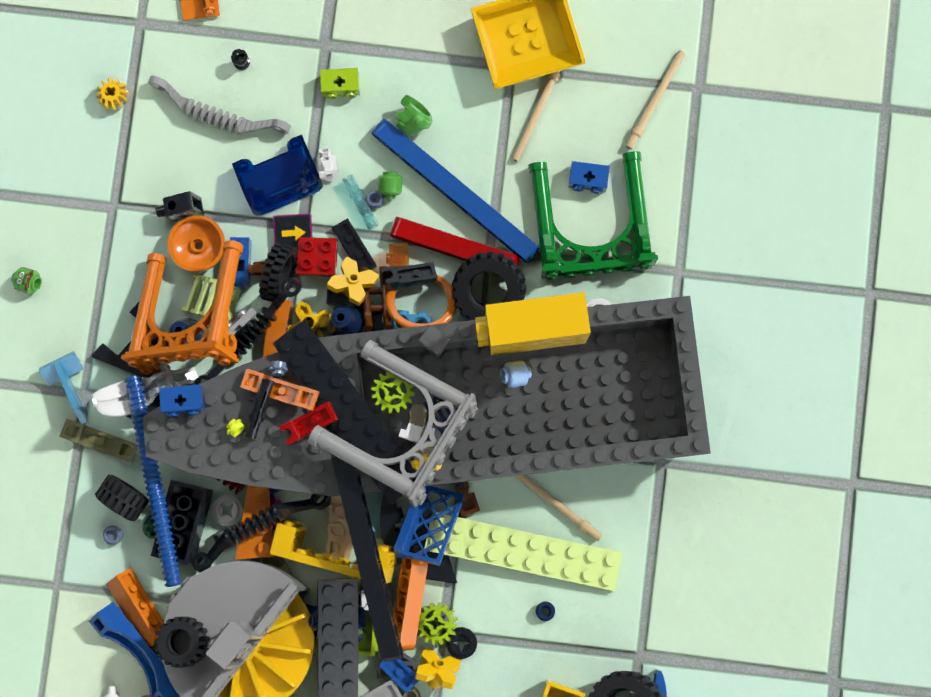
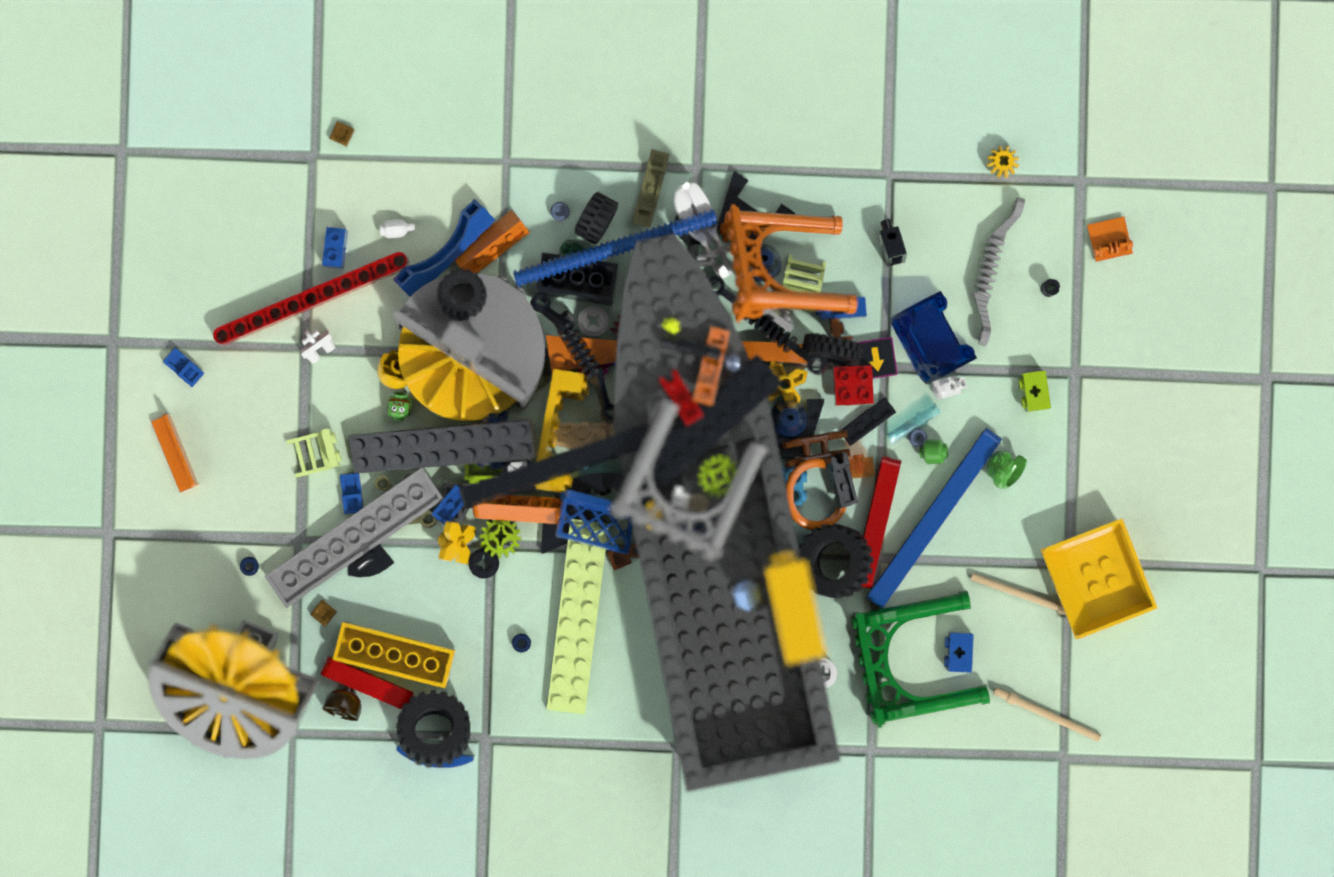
camera: 85 degrees right, 5 degrees up
(26, 280) = (804, 98): bright green head -> none
(61, 370) = (717, 142): dark azure piece -> none
(171, 395) = (700, 280): blue brick -> none
(187, 235) = (859, 250): orange dish -> none
(352, 282) = (829, 424): yellow plant -> none
(433, 340) = (773, 511): flat silver brick -> none
(583, 525) = (608, 674): tan bar -> none

